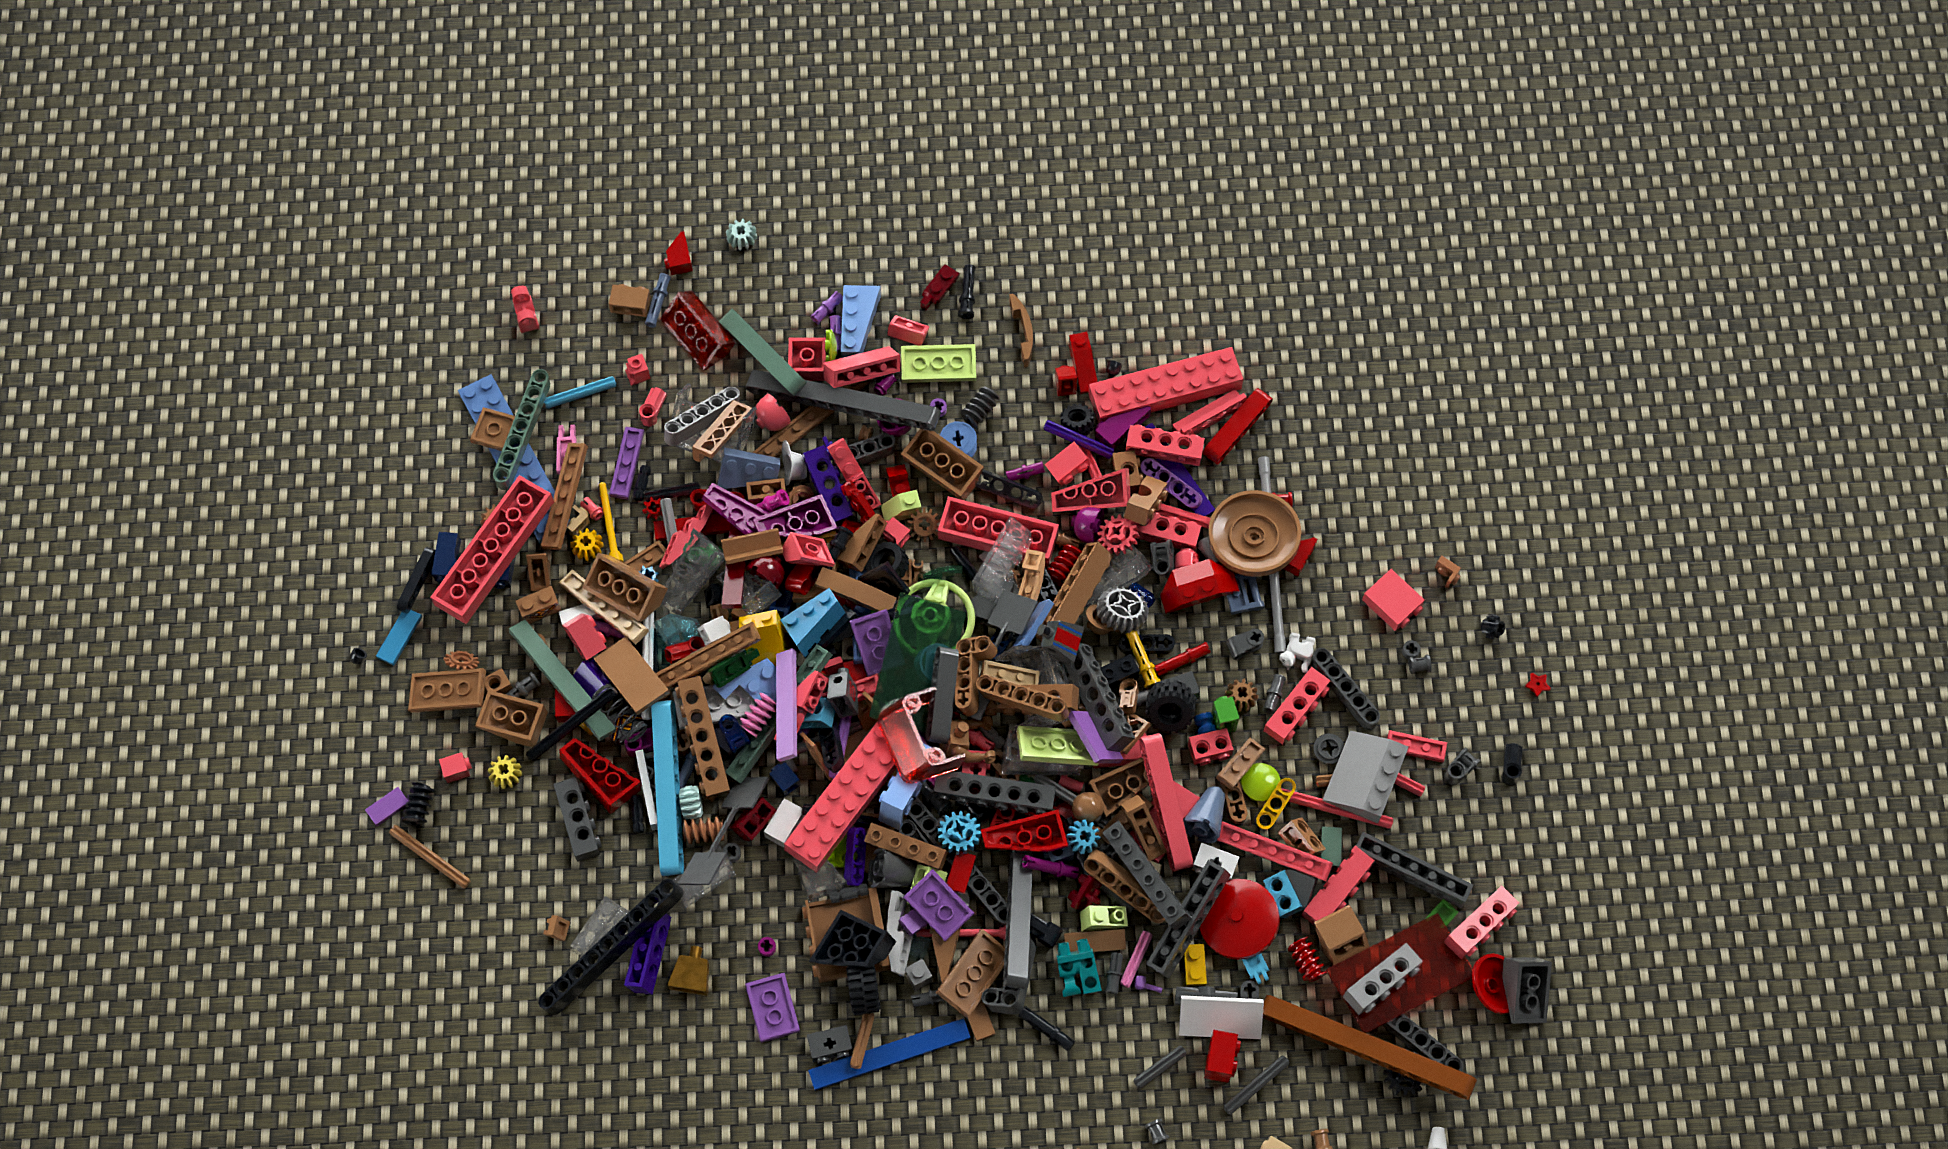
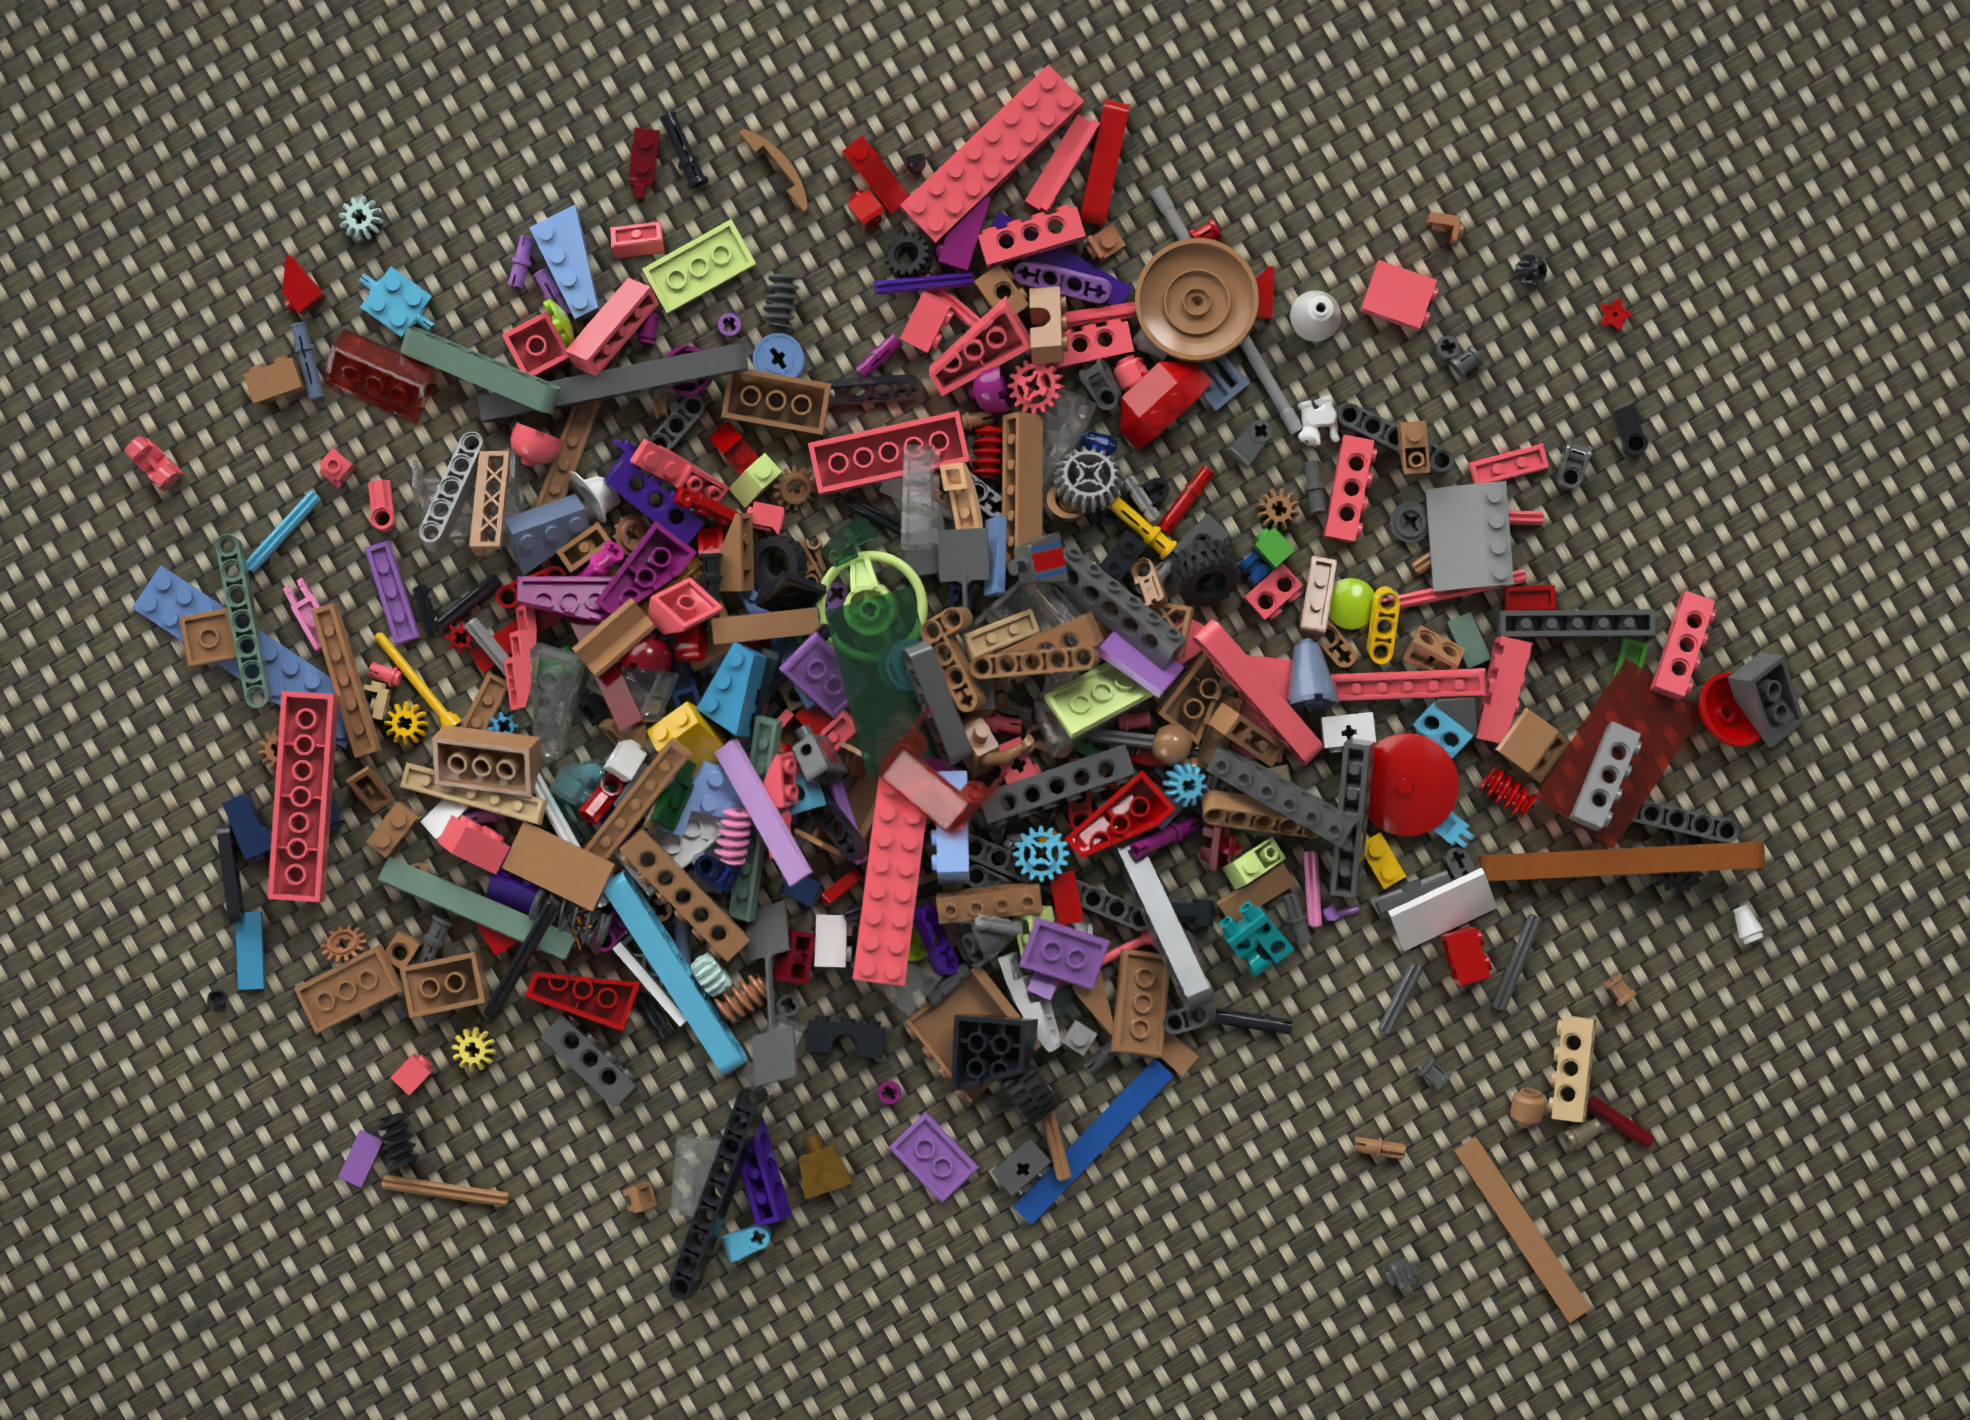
camera: 25 degrees left, 20 degrees up
(607, 996) = (742, 1242): none -> medium azure piece
(734, 292) = (396, 302): none -> medium azure plate
(745, 882) = (869, 1036): none -> black arch
(809, 791) = (841, 886): none -> red beam
(904, 862) = (998, 925): none -> light grey axle
(1151, 641) = (1141, 499): none -> light grey axle
(1211, 475) = (1104, 243): none -> nougat bracket
(1331, 585) = (1309, 322): none -> white cone
(1355, 692) = (1413, 447): none -> medium nougat slope
(1389, 837) = (1529, 598): none -> red tile

